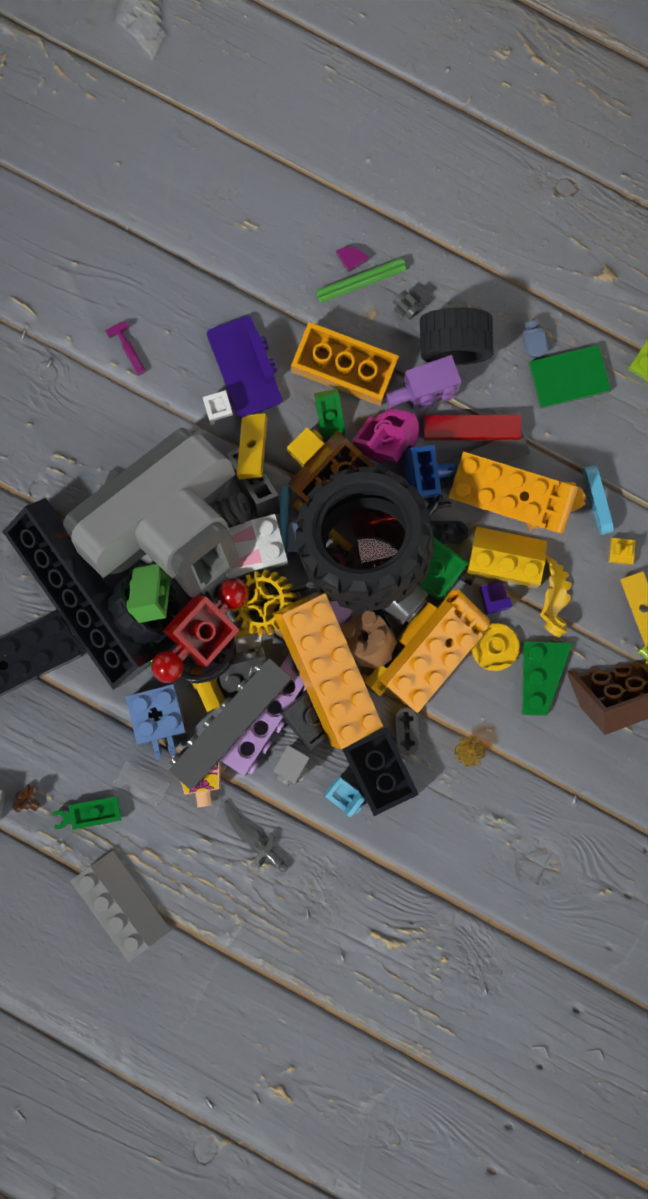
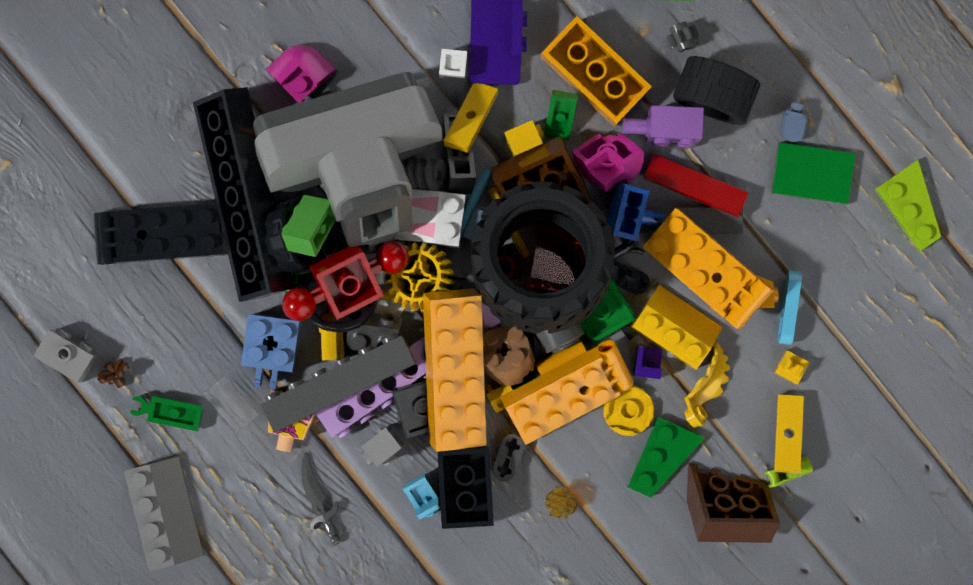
camera: 20 degrees right, 5 degrees up
(86, 467) = (301, 70): none -> dark pink brick

